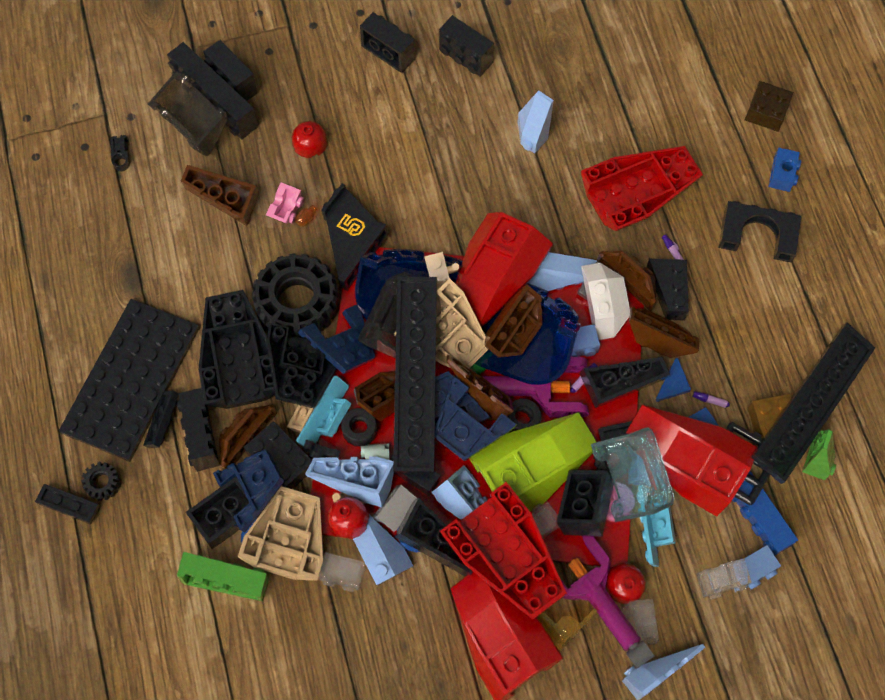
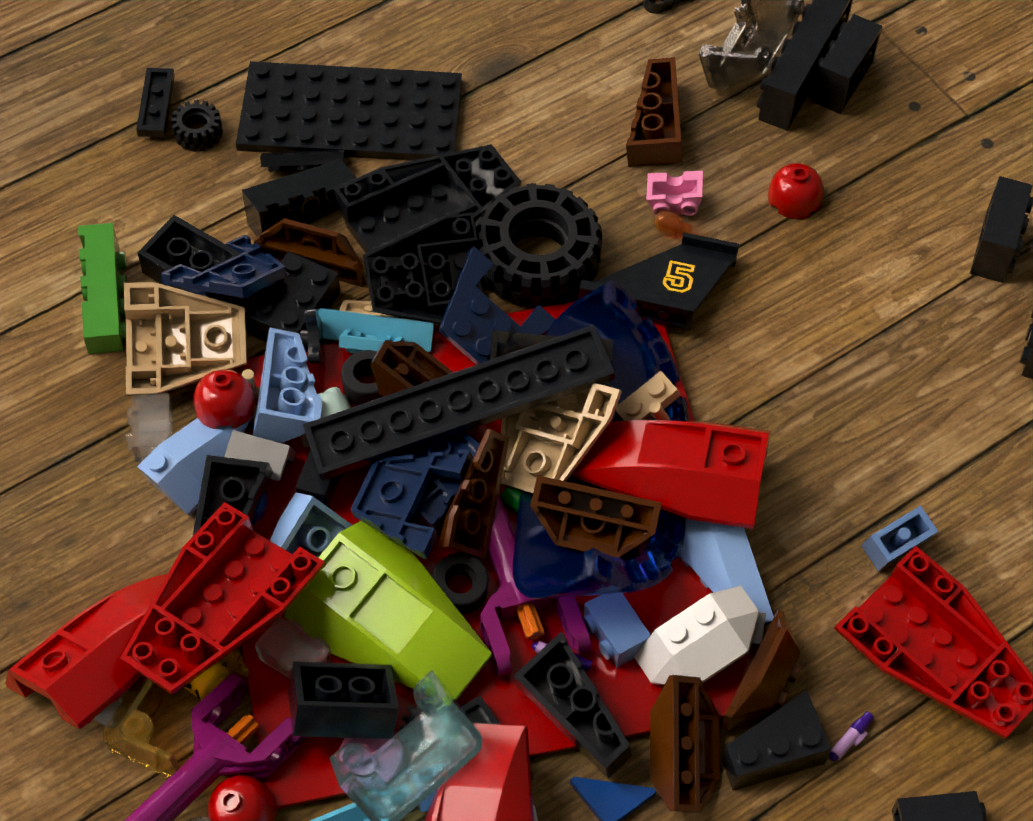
camera: 70 degrees right, 10 degrees down
(535, 122) = (959, 457): light blue wedge -> none
(569, 177) = (899, 538): none -> medium blue brick

